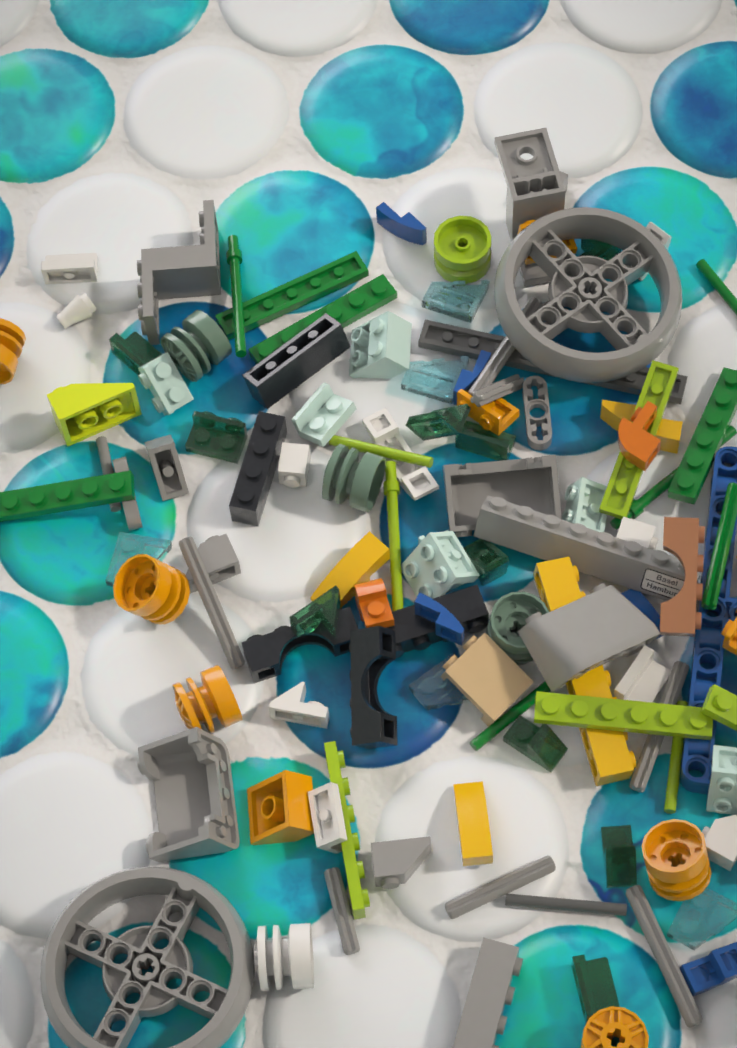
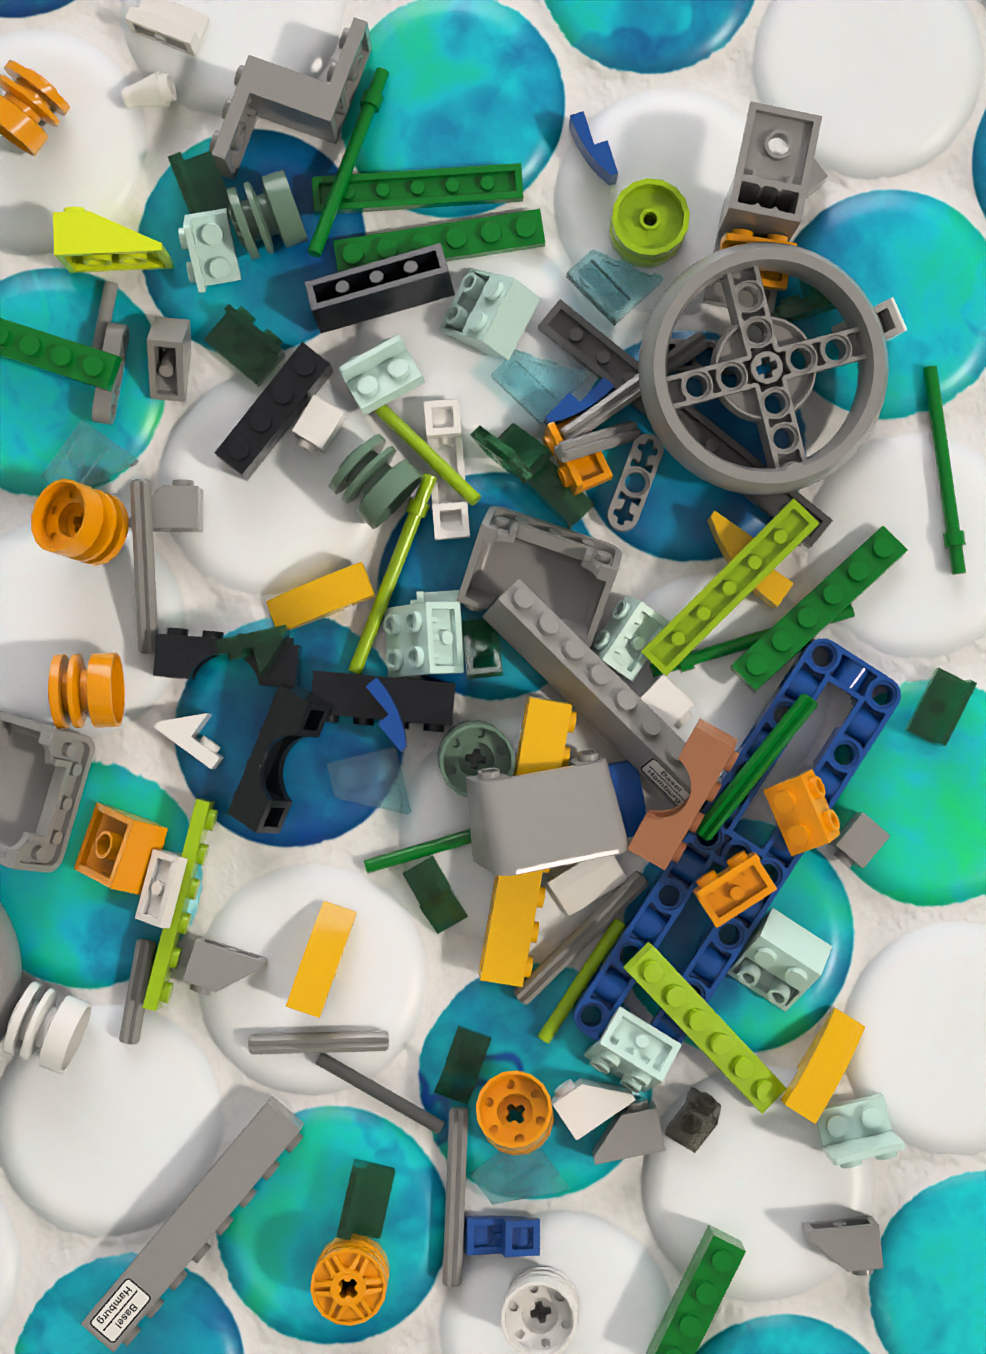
camera: 20 degrees right, 25 degrees up
(373, 604) = (326, 655): orange brick -> none
(487, 677) = (411, 801): tan panel -> none
(622, 715) = (536, 923): lime plate -> none
(633, 439) = (717, 596): orange brick -> none

